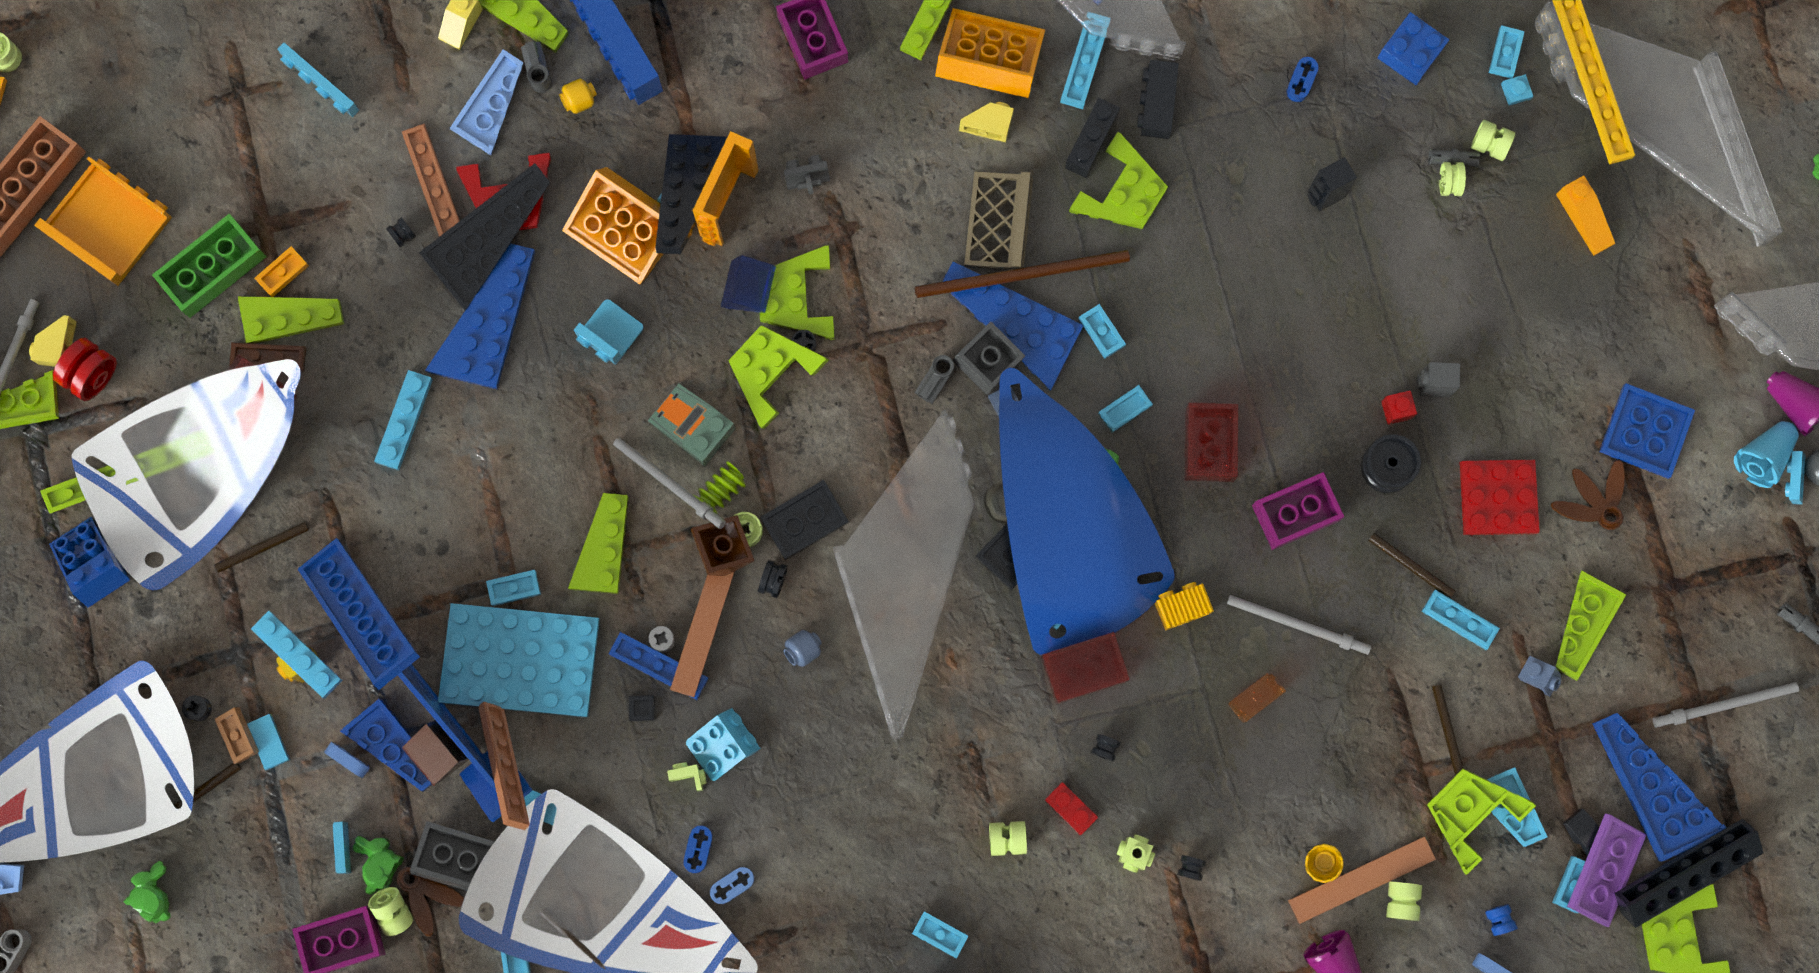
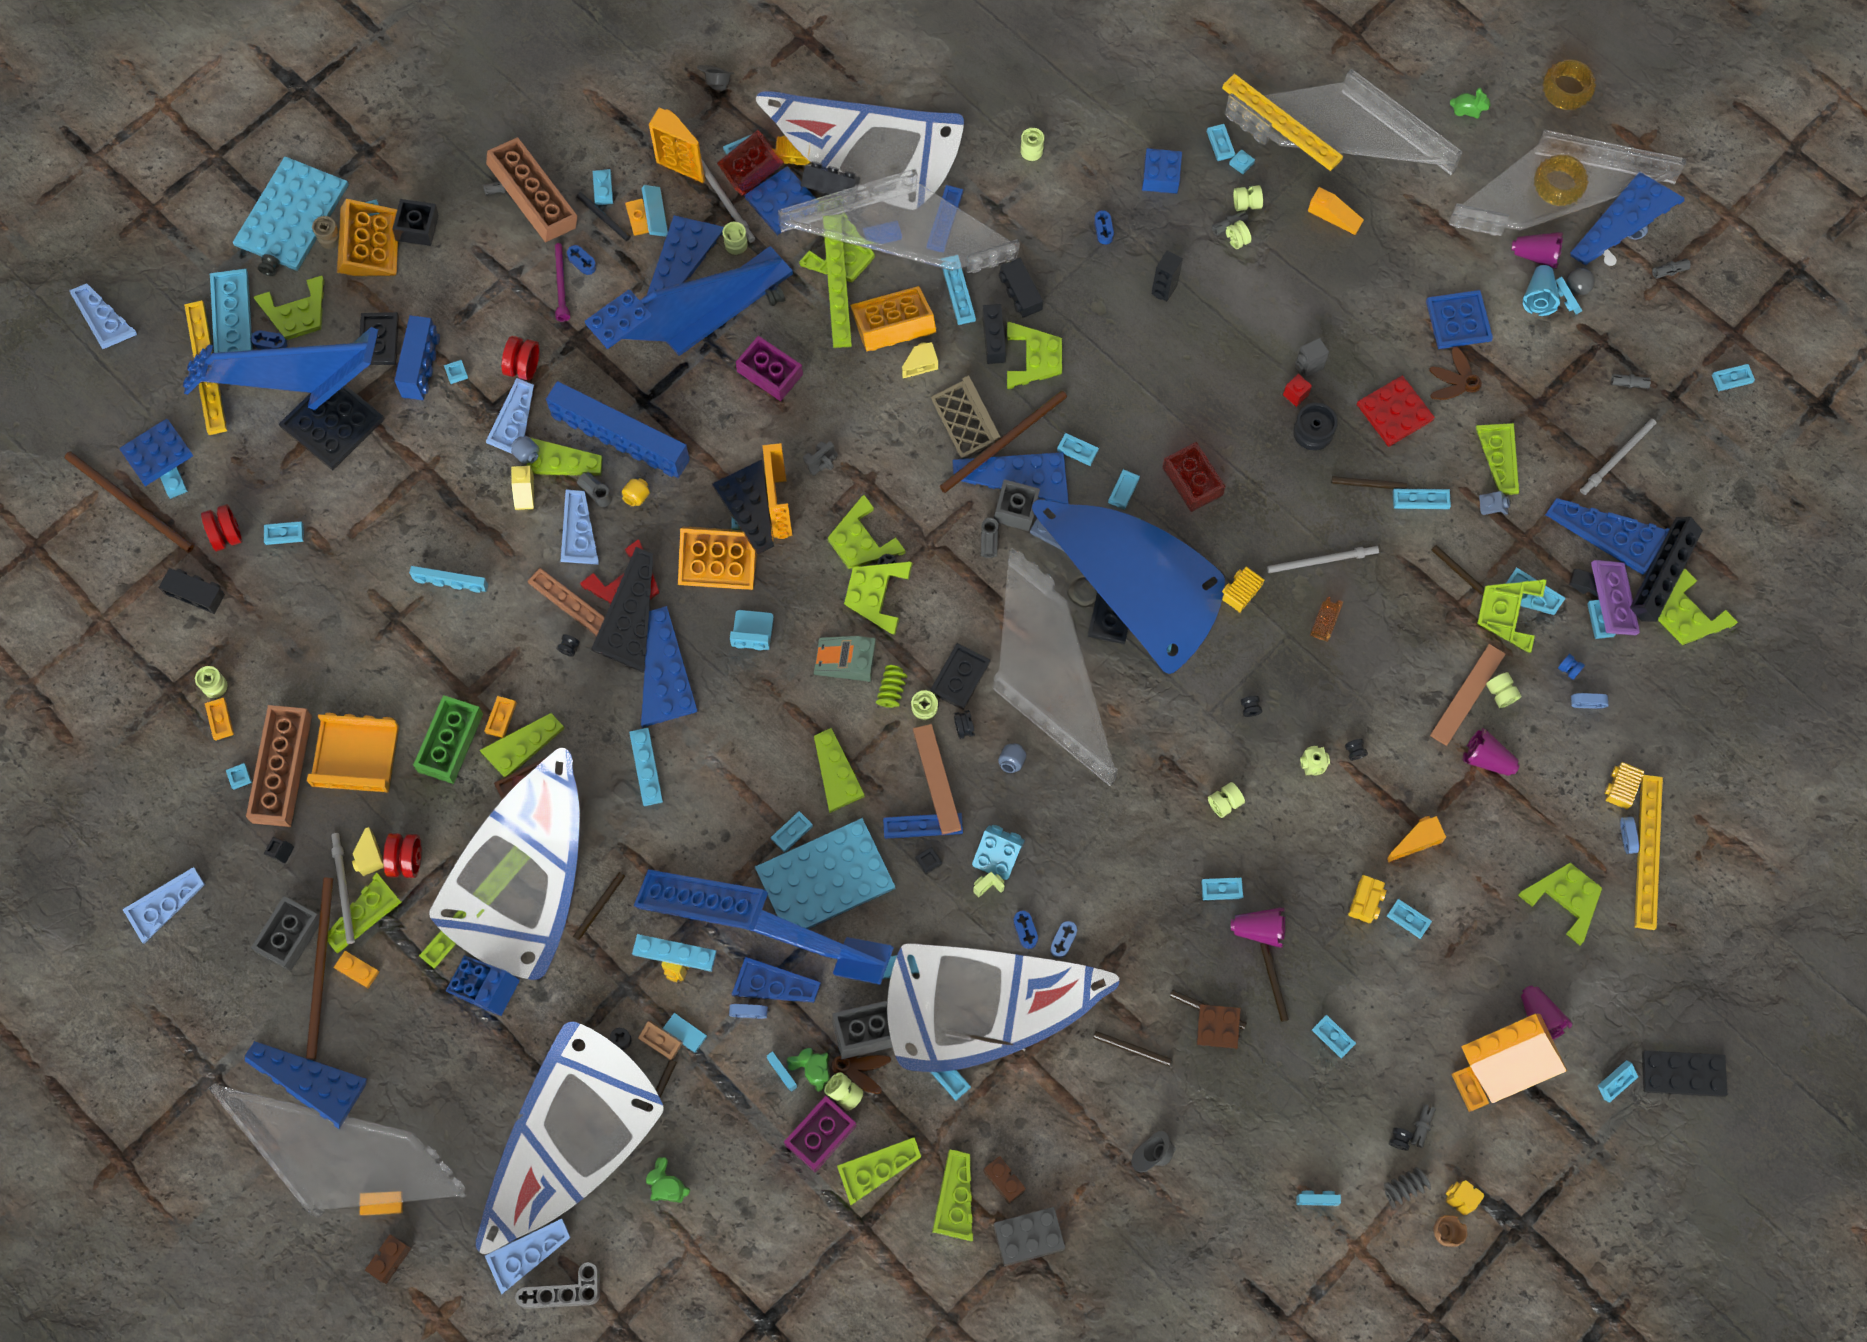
camera: 30 degrees left, 10 degrees down
(434, 752) = (807, 968): reddish brown slope -> none
(503, 766) = (864, 943): nougat tile -> none
(665, 641) = (914, 810): light grey wheel -> none
(702, 509) = (890, 703): light grey bar -> none
(723, 548) = (919, 719): reddish brown slope -> none
(748, 285) = (826, 548): clear blue slope -> none
(1071, 808) = (1254, 759): red plate -> none
(1085, 668) = (1205, 663): clear red brick -> none
(1297, 511) = (1276, 488): magenta brick -> none
(1324, 863) = (1438, 696): yellow hair -> none

